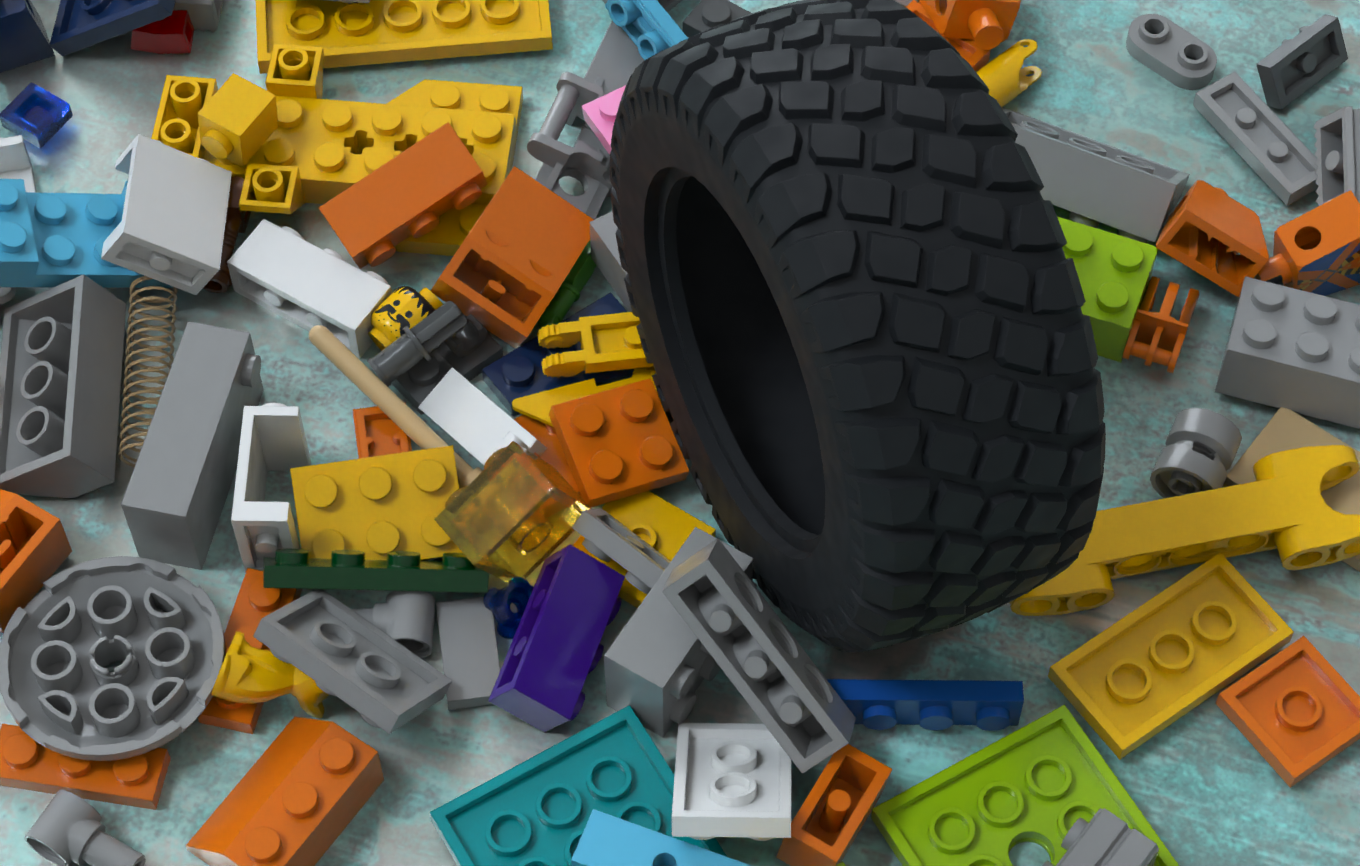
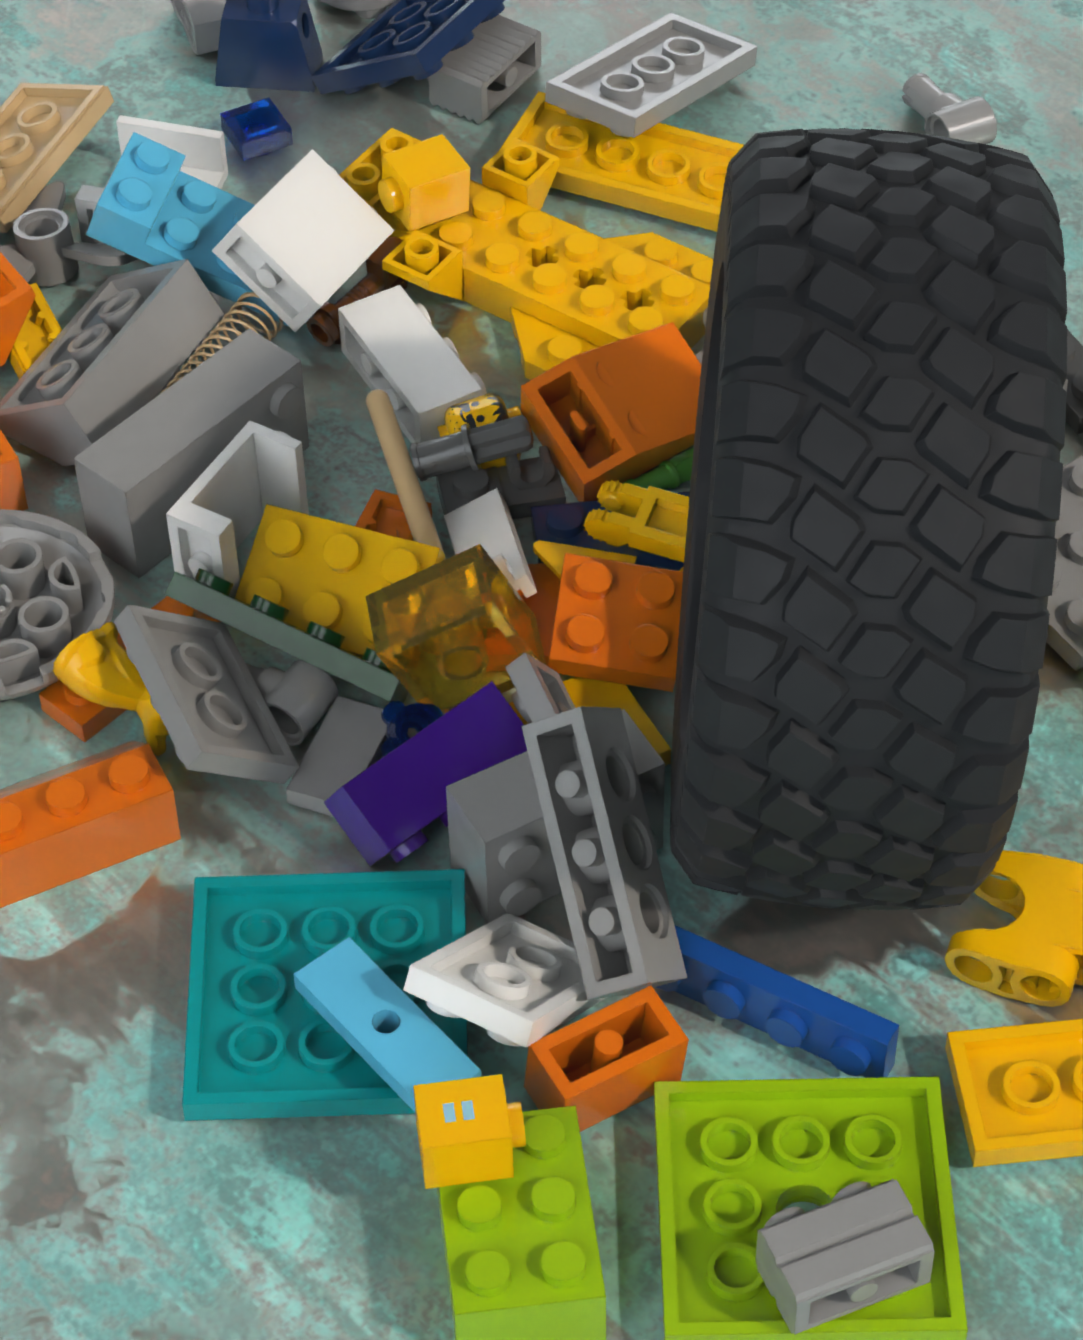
camera: 30 degrees right, 10 degrees down
(165, 36) = (425, 103): red piece -> none
(405, 197) = (546, 312): orange brick -> none

